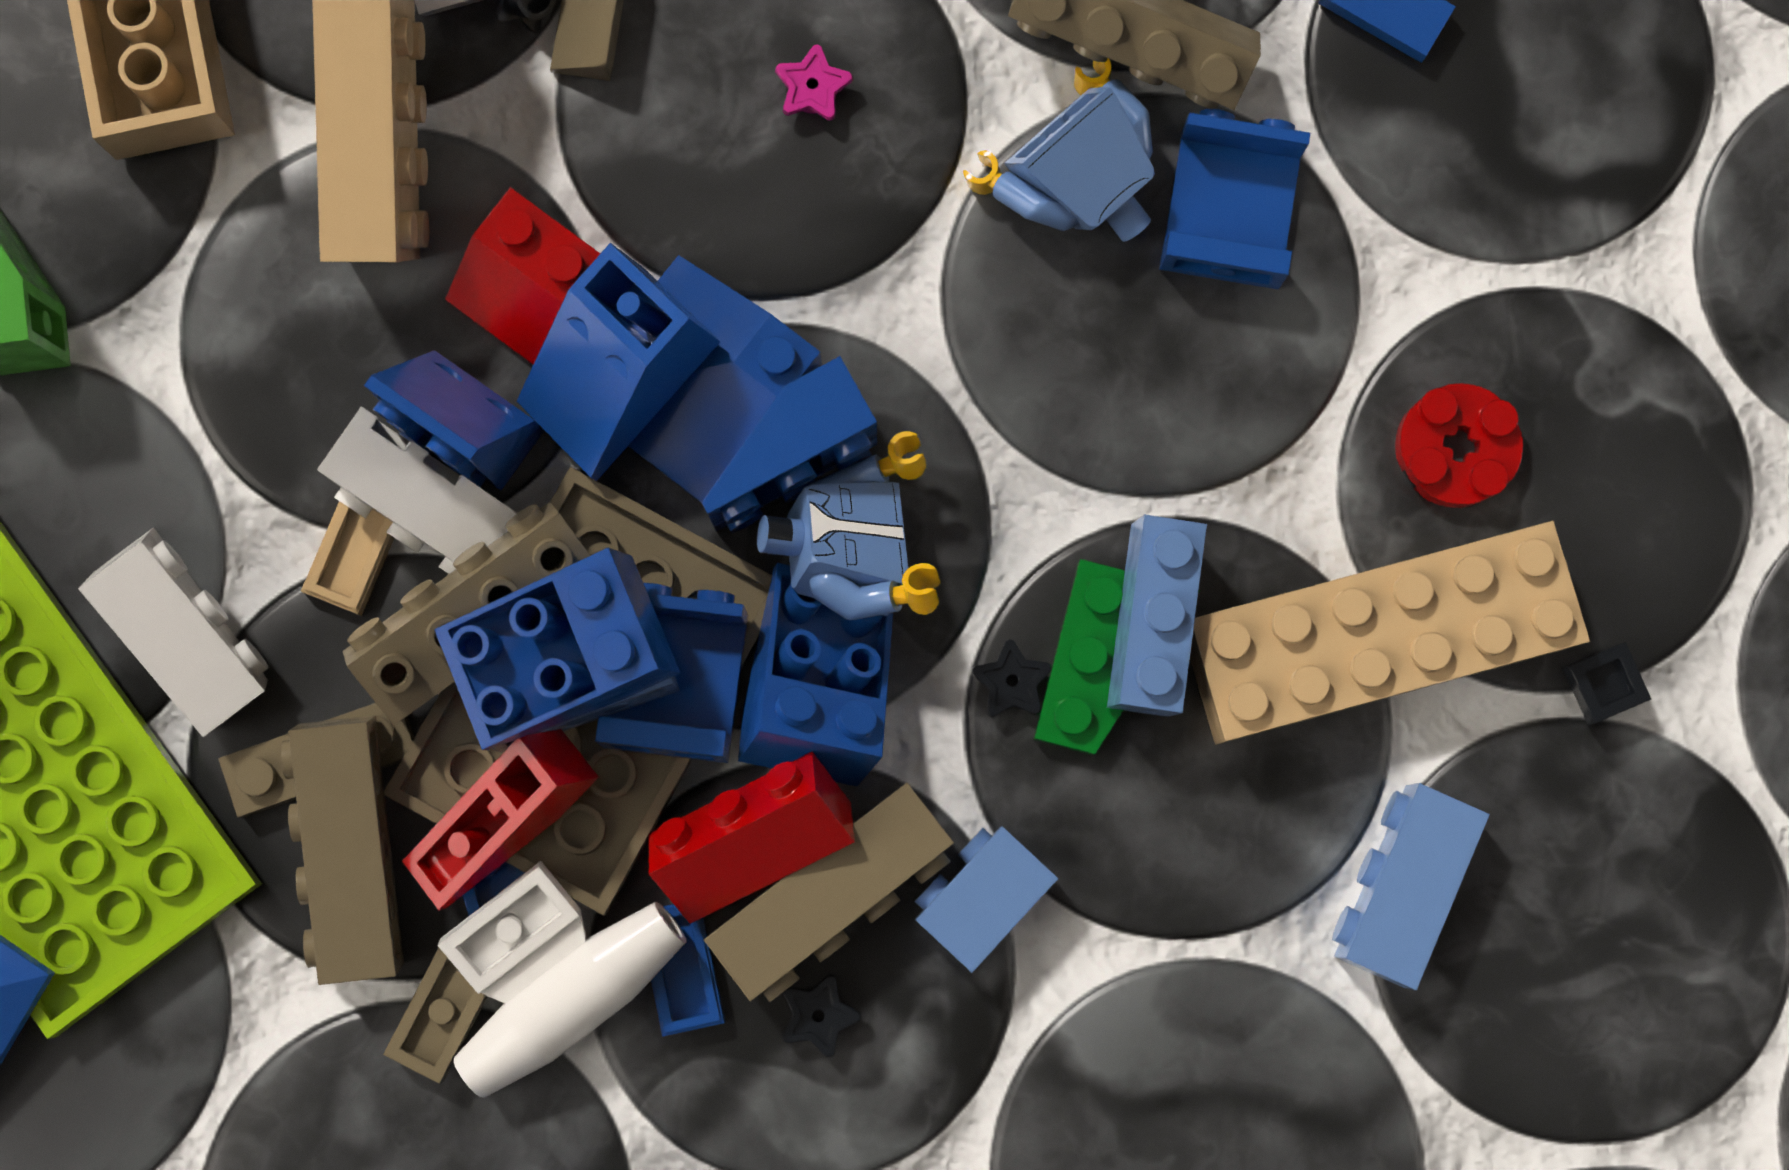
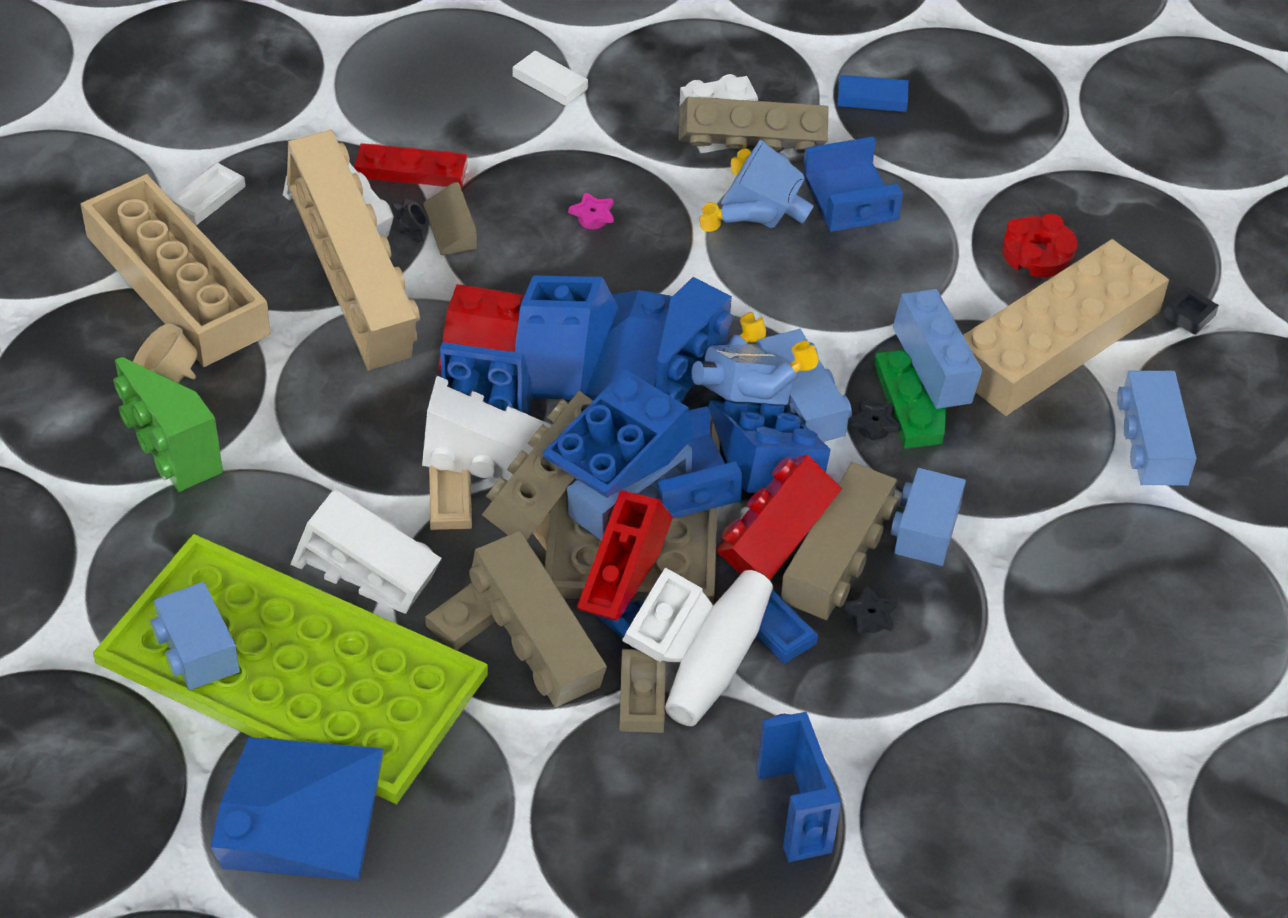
camera: 25 degrees left, 35 degrees down
(55, 136) = (168, 353): none -> tan piece
(940, 531) = (813, 392): none -> medium blue brick

